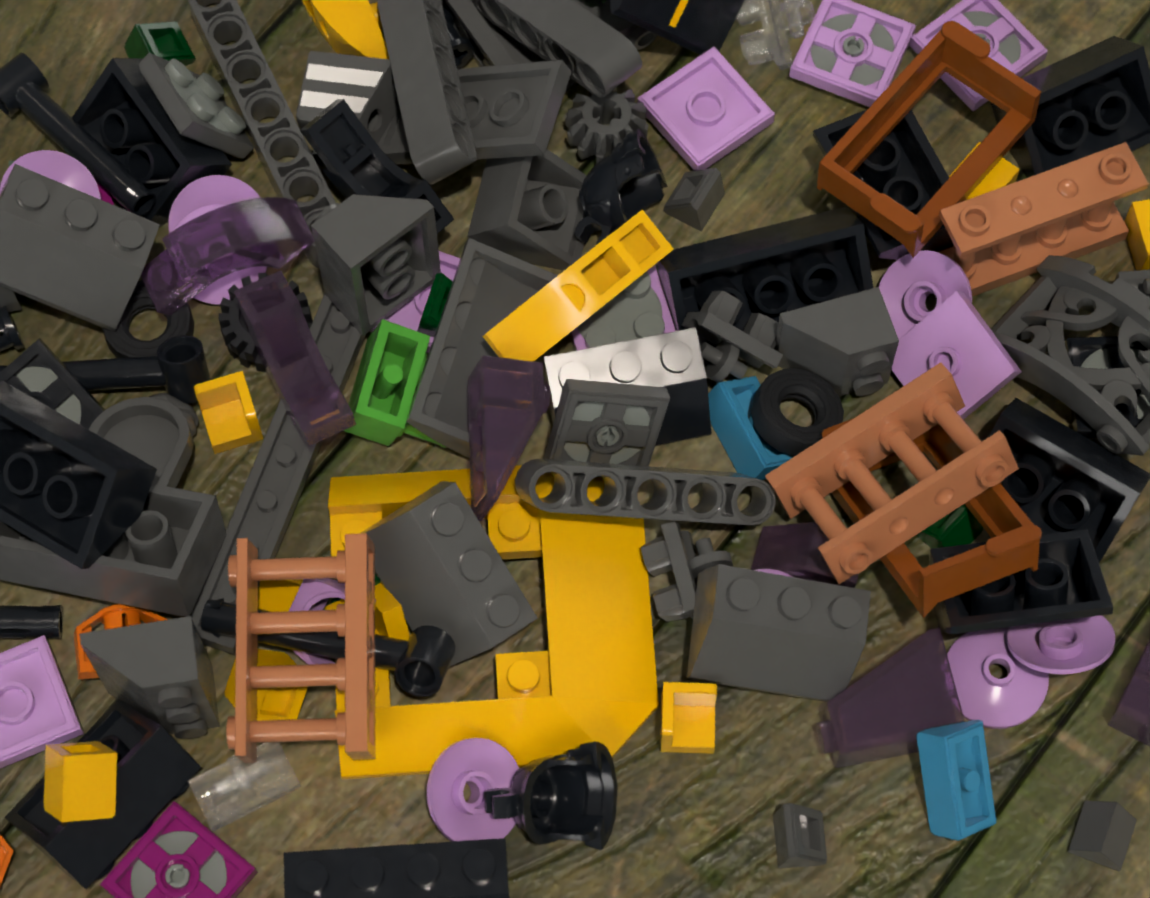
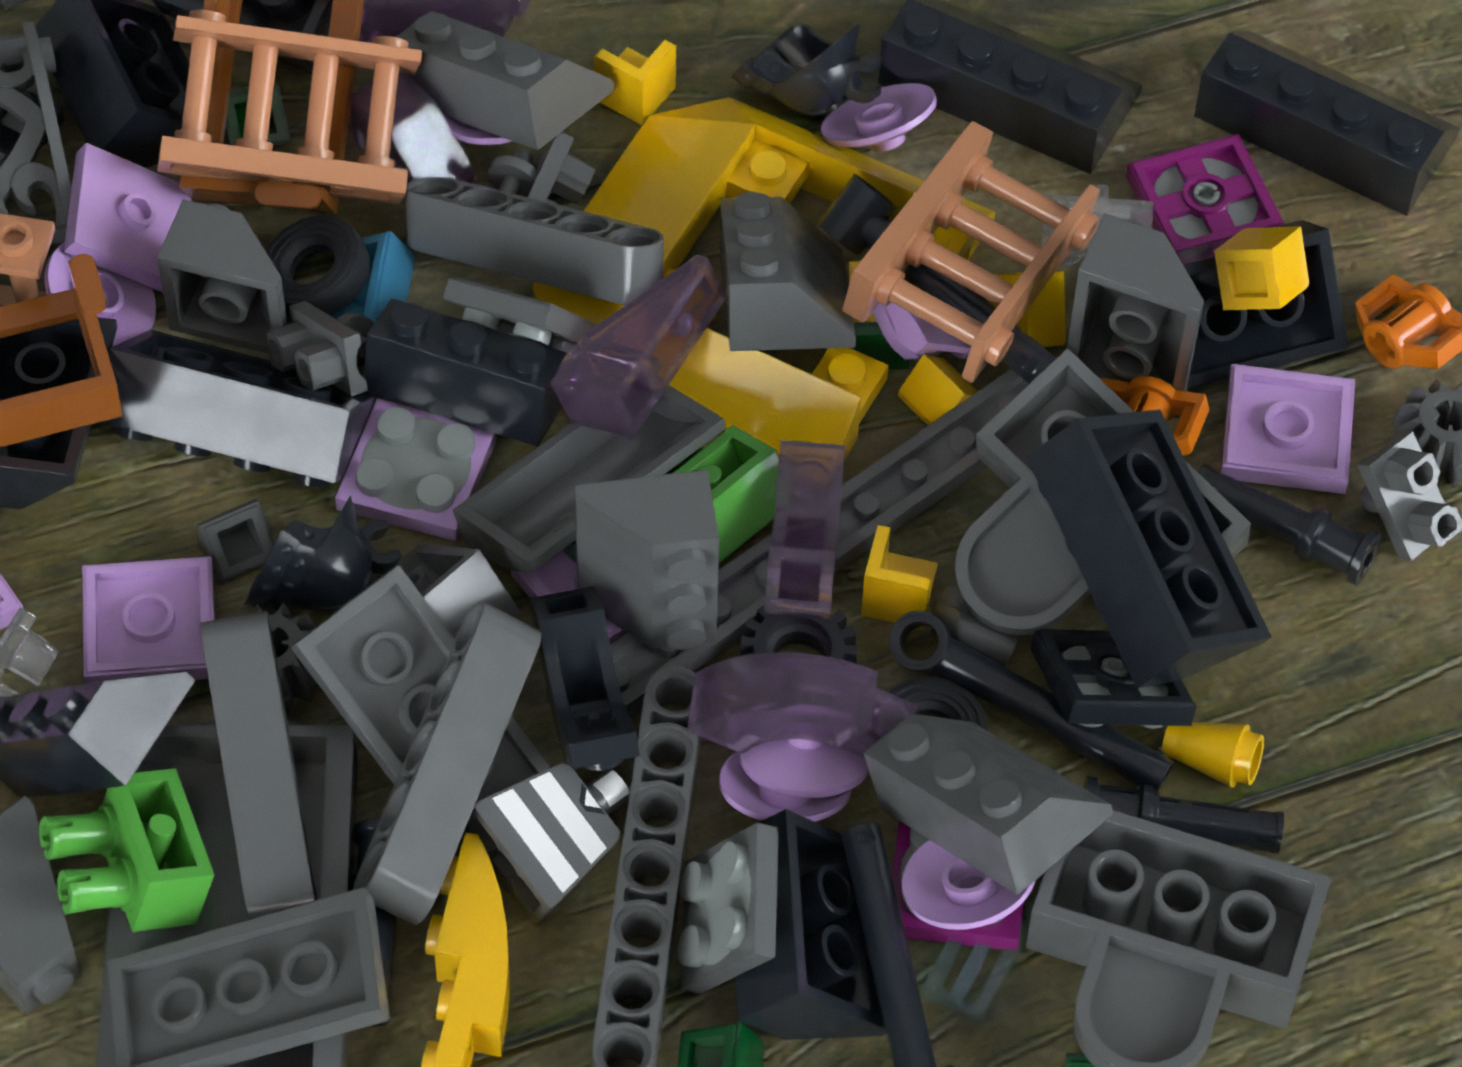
camera: 150 degrees left, 10 degrees down
(579, 290) = (477, 434): yellow slope -> none

